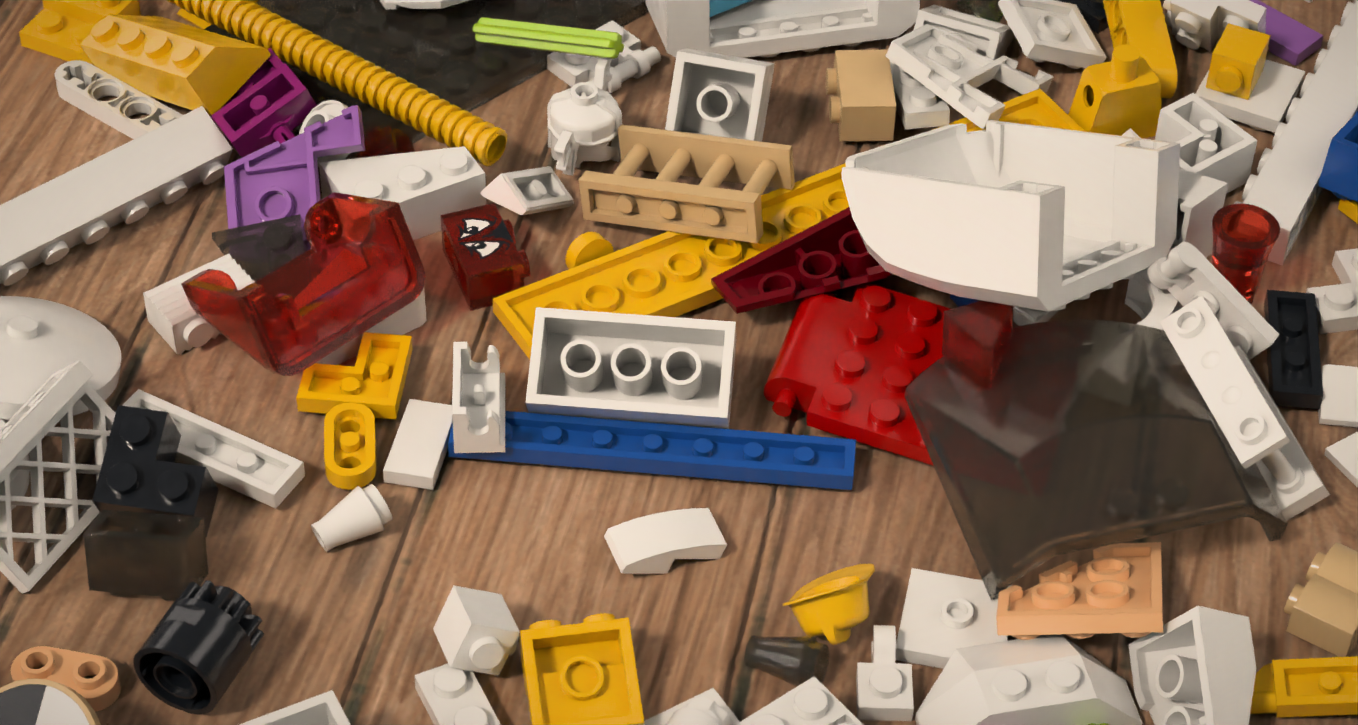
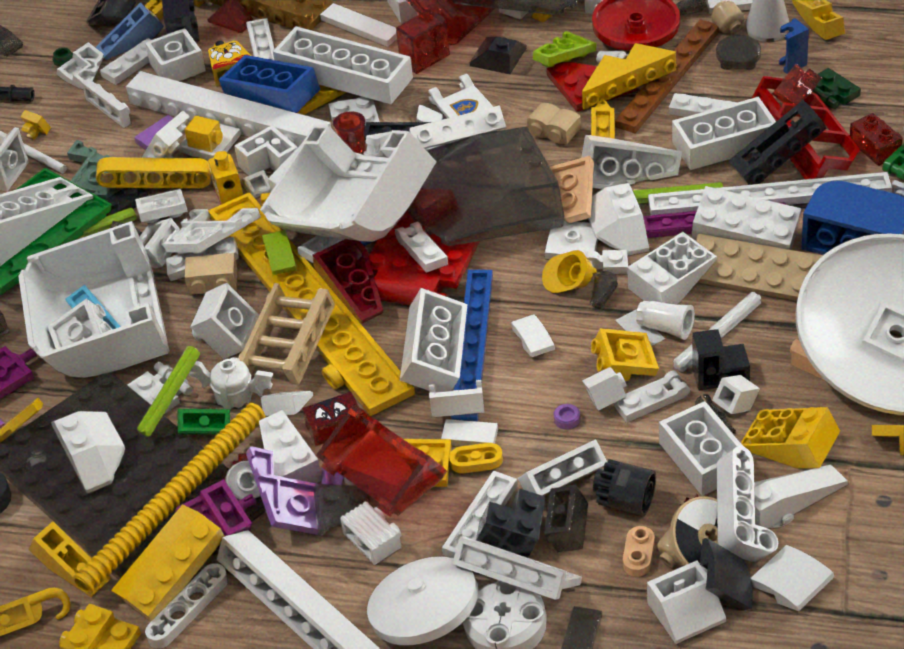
camera: 85 degrees left, 0 degrees up
(267, 555) = (564, 469): none -> white brick
(354, 517) = (525, 448): white cone -> none
(434, 586) = (567, 416): none -> medium lavender tile
(505, 99) = (202, 421): none -> green slope
(888, 356) = (421, 247): none -> white plate

